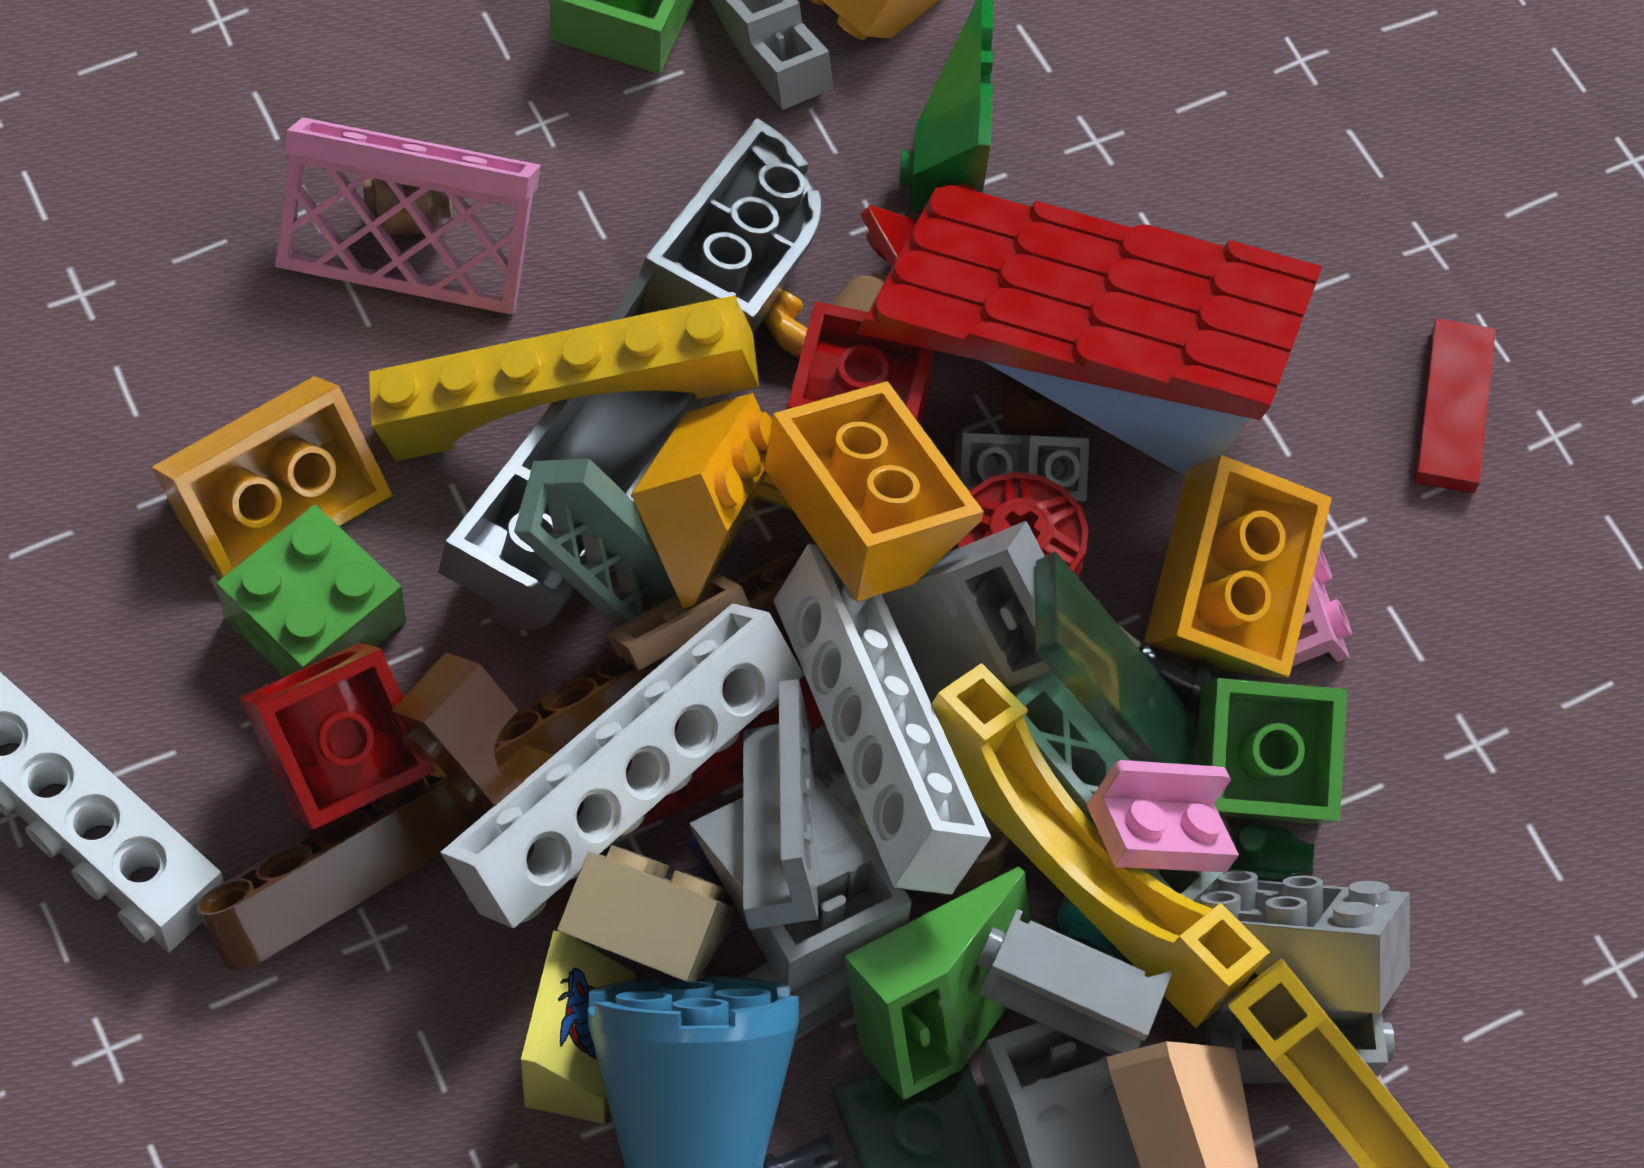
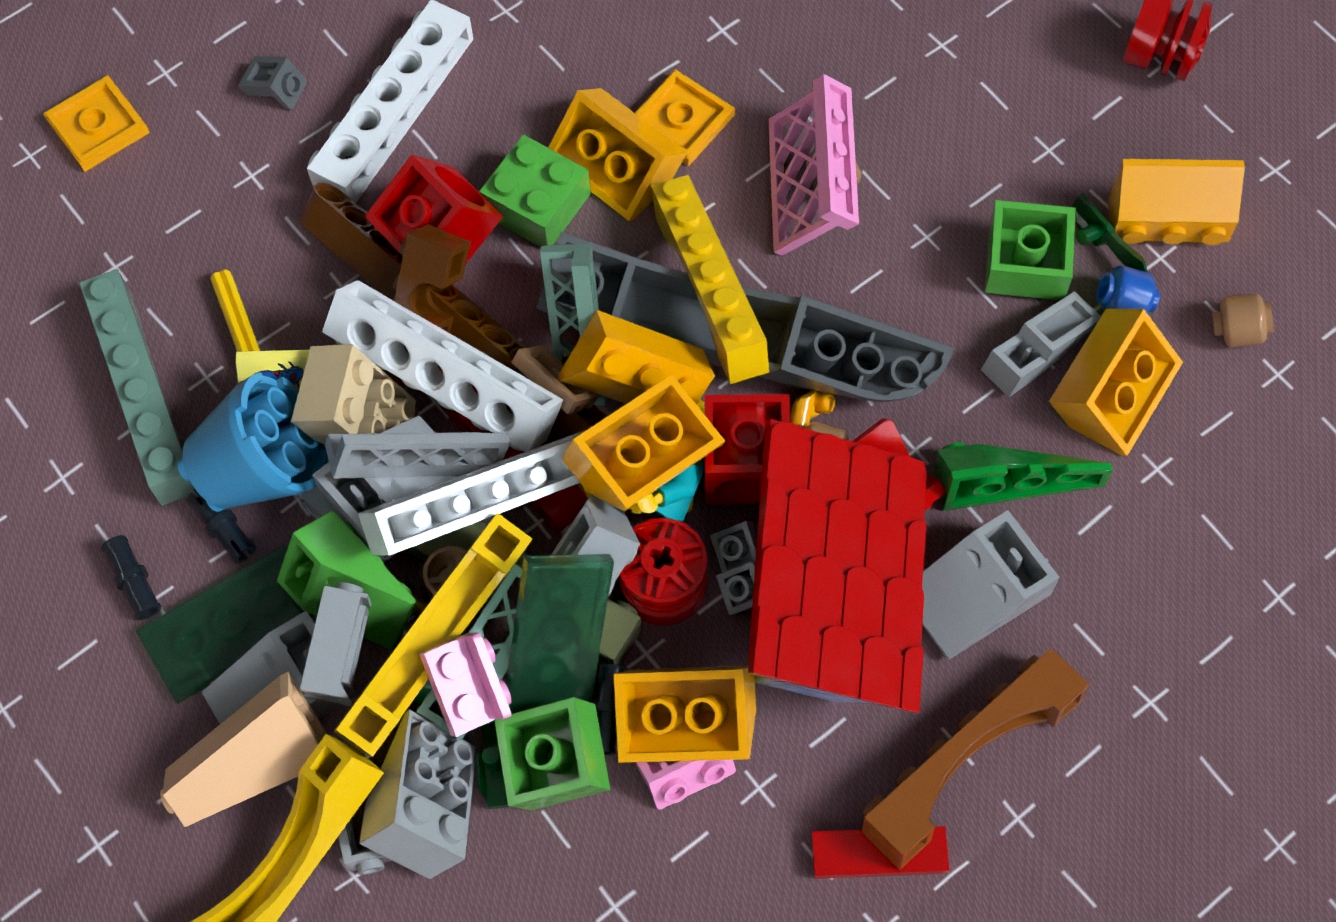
camera: 85 degrees right, 5 degrees up
(222, 372) = (686, 114): none -> light orange tile
(401, 1105) = (234, 311): none -> yellow axle
(1111, 159) = (983, 584): none -> light grey slope
(1431, 349) = (1041, 694): none -> dark orange arch

